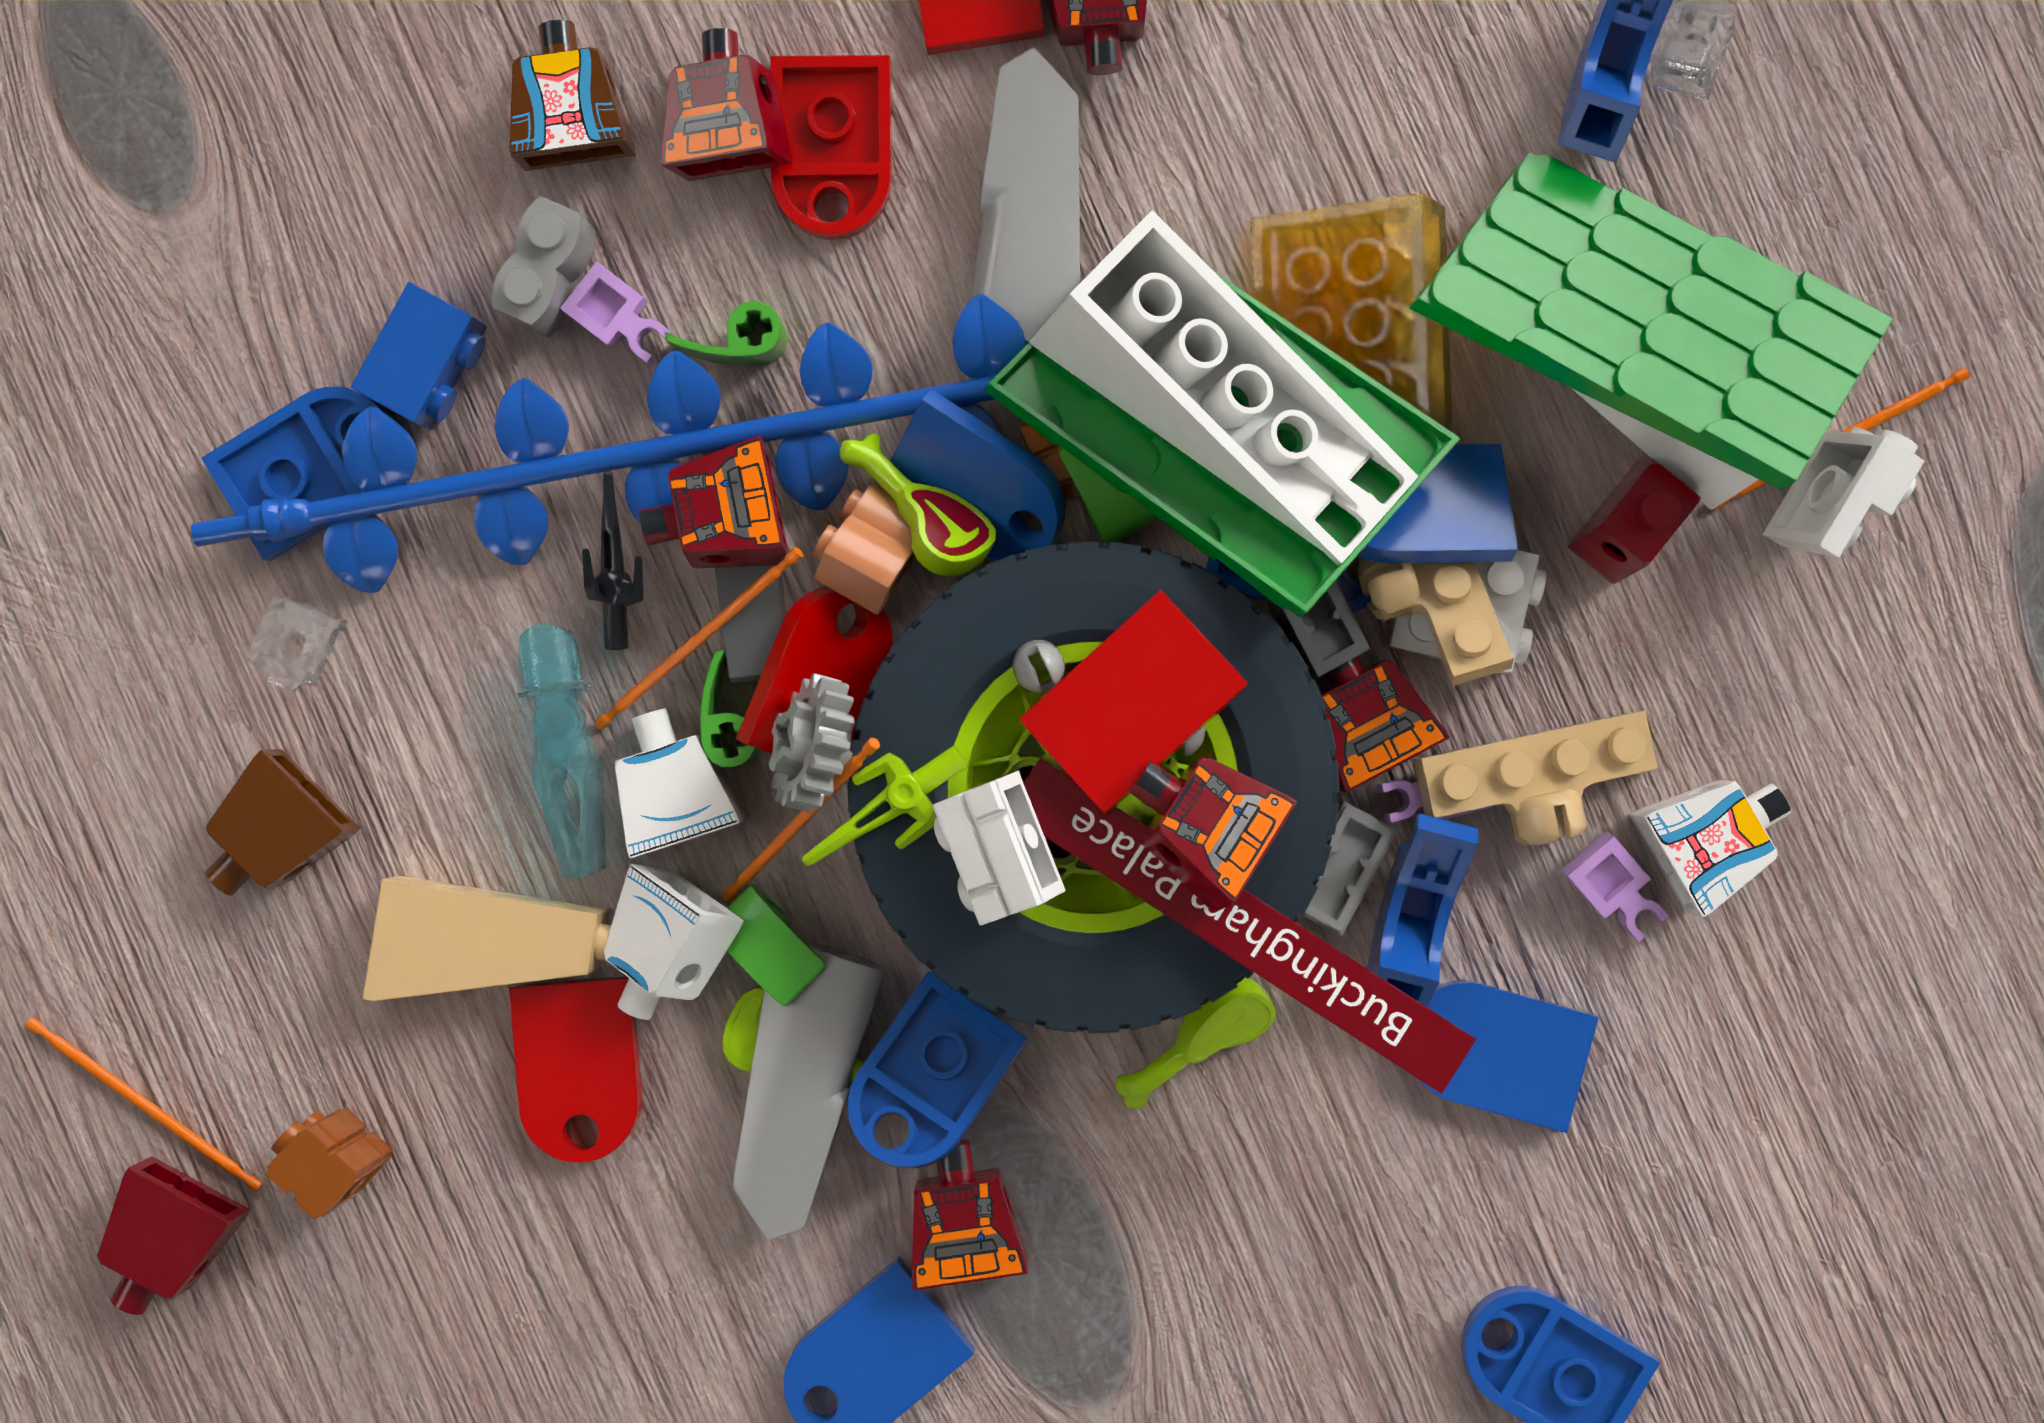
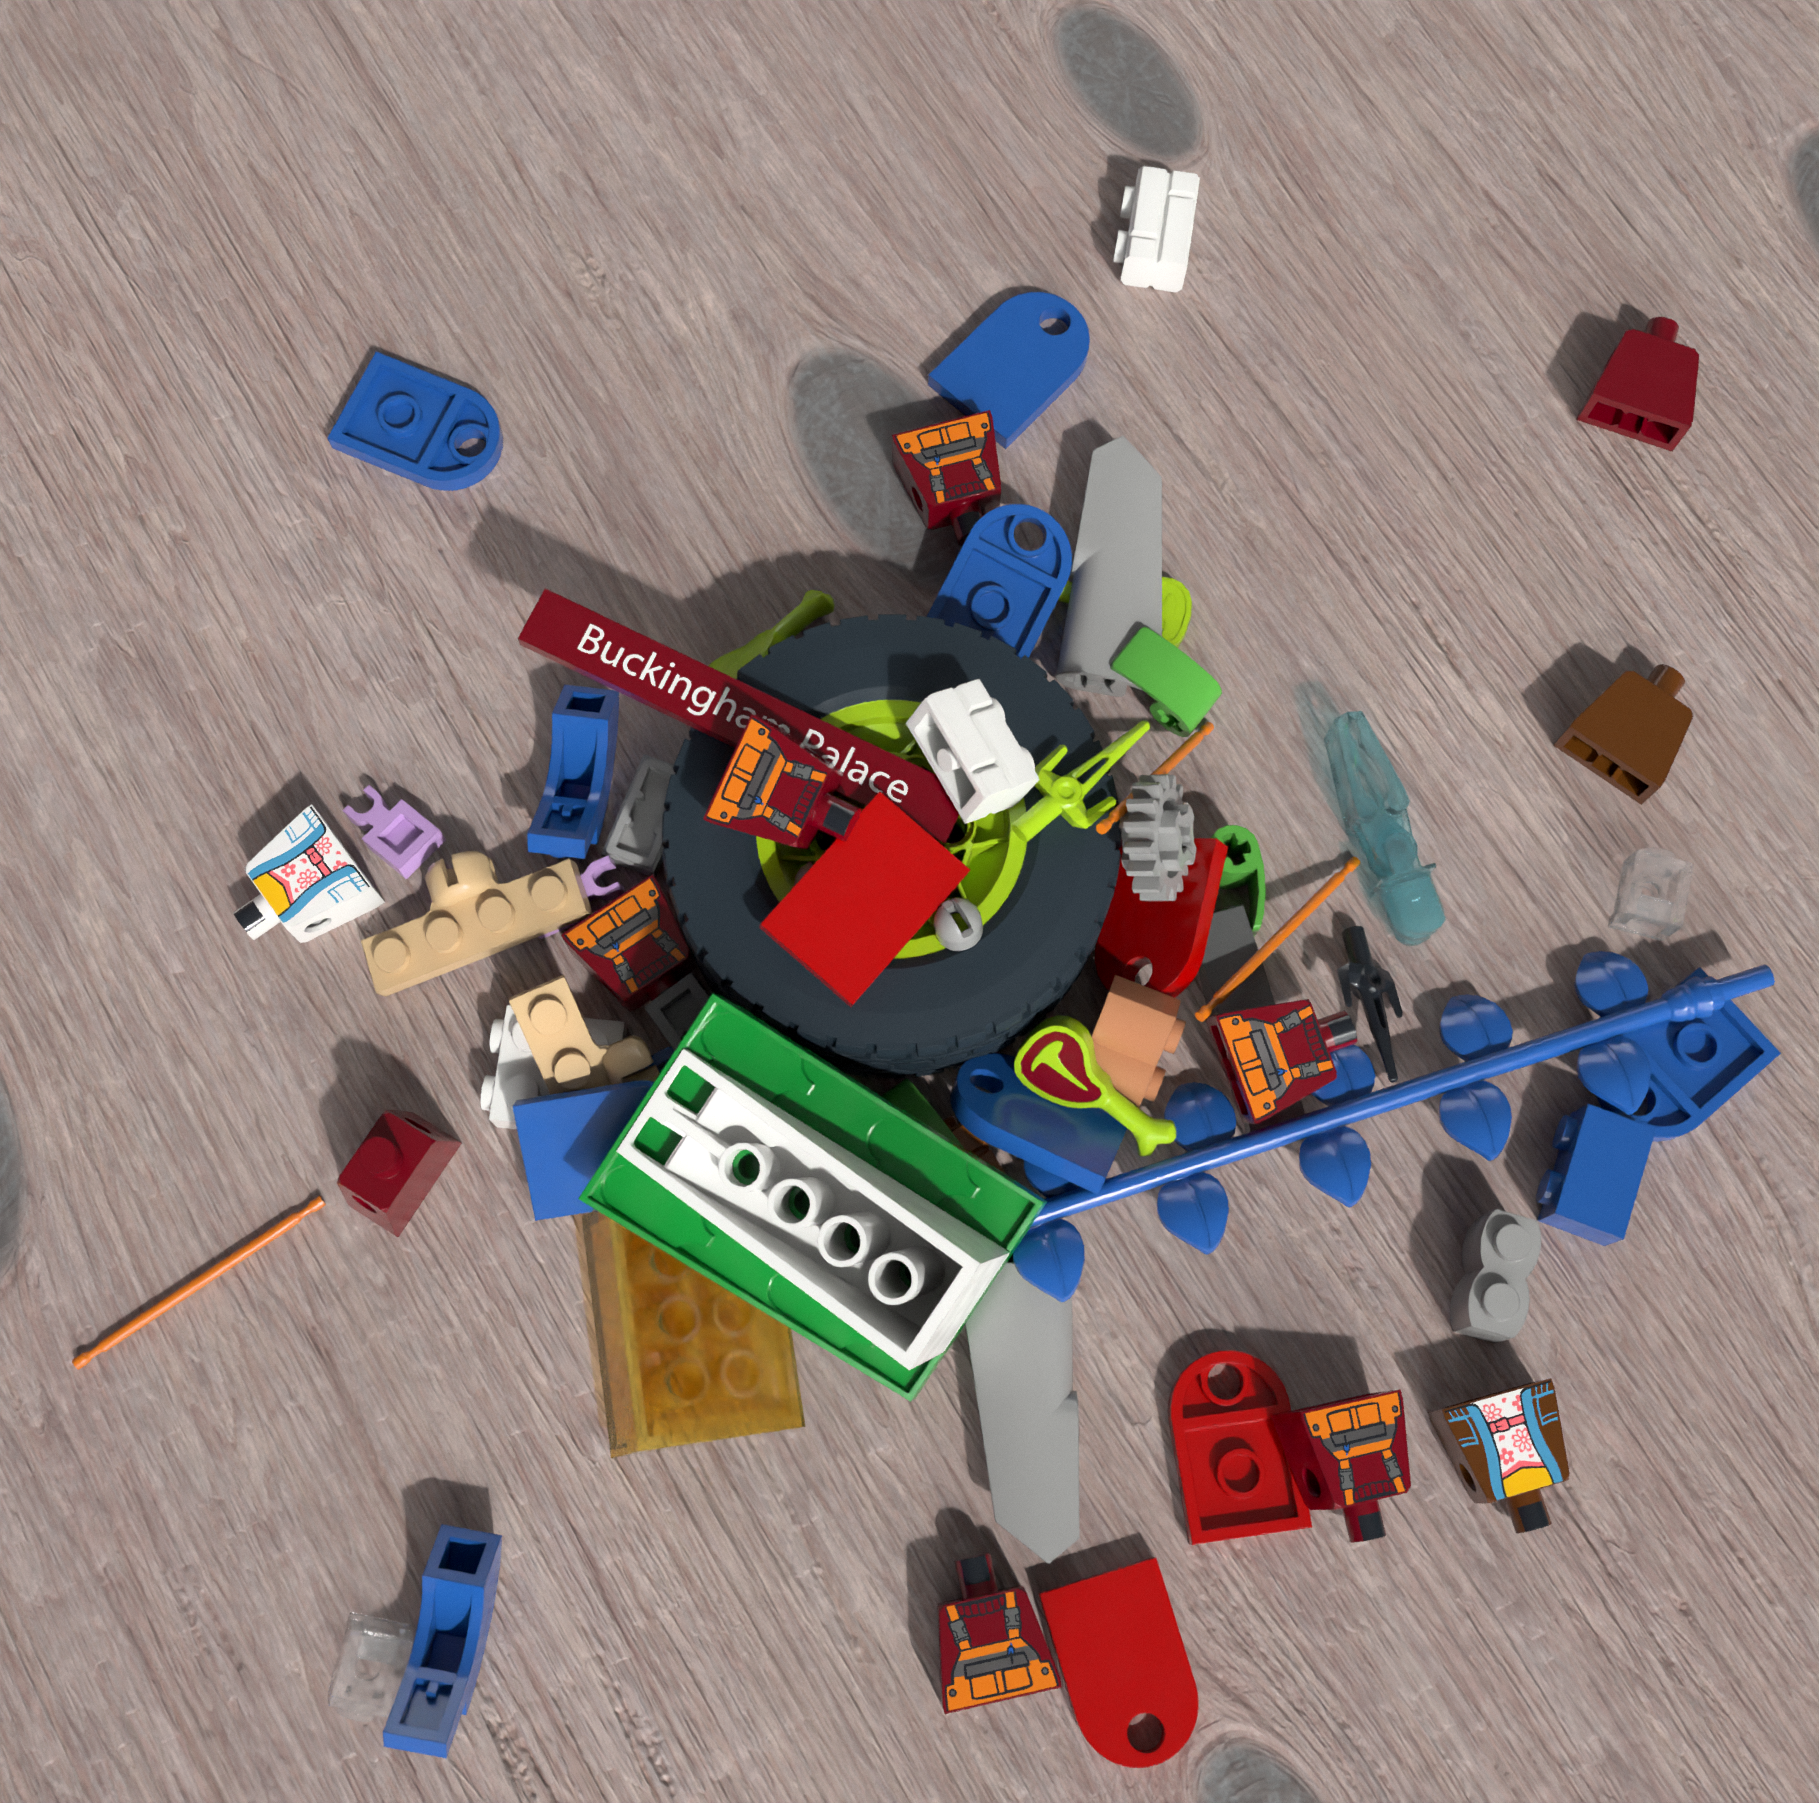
camera: 175 degrees right, 15 degrees down
(144, 1104) = (1690, 491): orange piece -> none
(326, 1160) = (1519, 452): dark orange brick -> none
(467, 937) = (1426, 657): tan slope -> none
(575, 1059) = (1319, 571): red tile -> none
(610, 310) = (1422, 1245): lavender plate -> none
(666, 938) = (1258, 674): white torso -> none
(671, 789) = (1279, 802): white torso -> none
(741, 349) = (1291, 1224): bright green panel -> none
(1524, 1054) = (479, 680): blue tile -> none
(1664, 330) = (395, 1349): piece -> none
(1840, 485) = (200, 1218): white plate -> none

